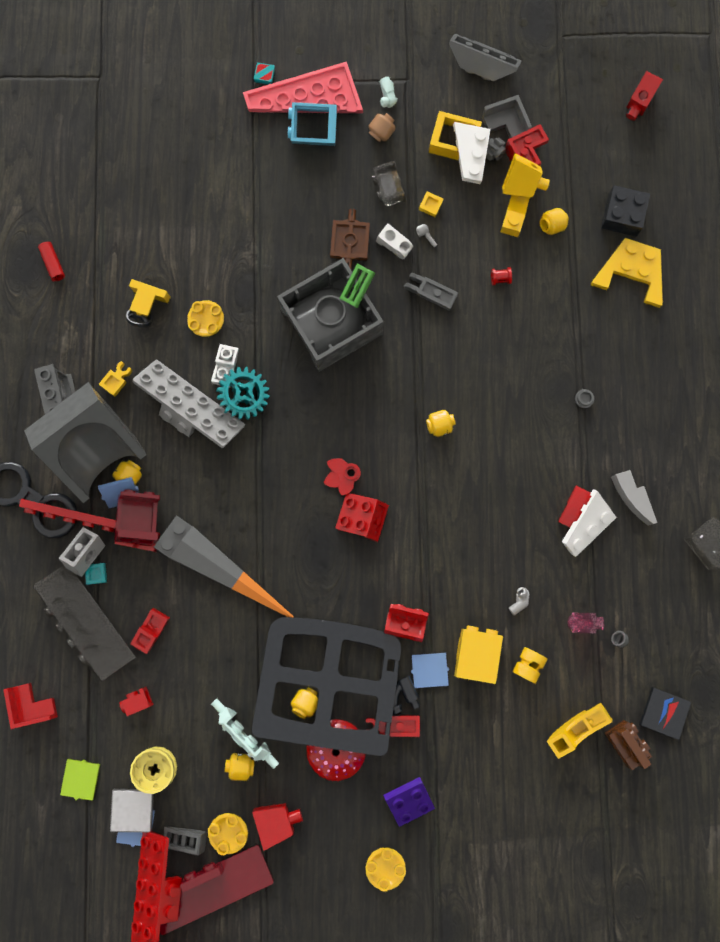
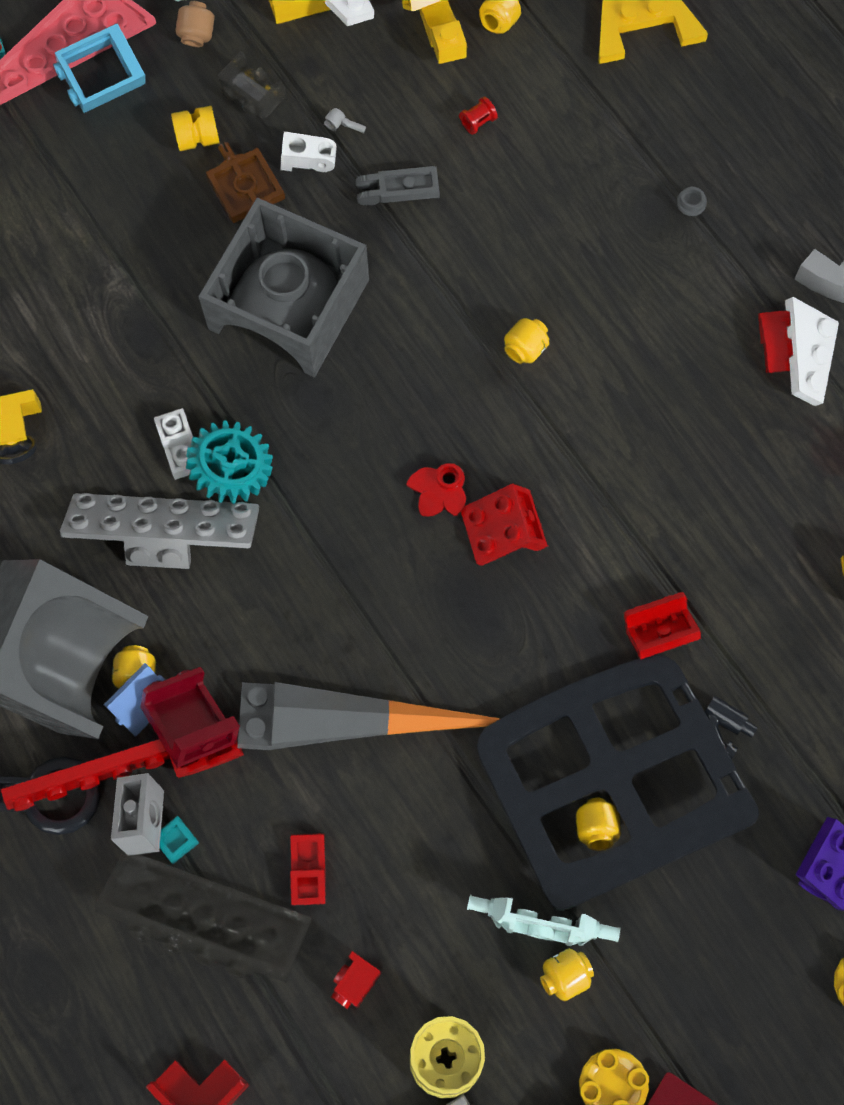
camera: 30 degrees left, 10 degrees down
(114, 381) = (34, 545): yellow plate -> none
(205, 318) = (110, 397): yellow dish -> none
(275, 823) = (672, 1022): red torso -> none
(335, 766) = (691, 889): red dish -> none
(343, 190) = (195, 128): none -> yellow wheel
(356, 302) = (312, 219): bright green tile -> none
(400, 726) = (753, 768): red plate -> none
(430, 670) = (736, 672): medium blue piece -> none
(431, 204) = (324, 81): yellow plate -> none
(478, 655) = (788, 604): yellow brick -> none
(522, 601) = (794, 503): light grey arm -> none

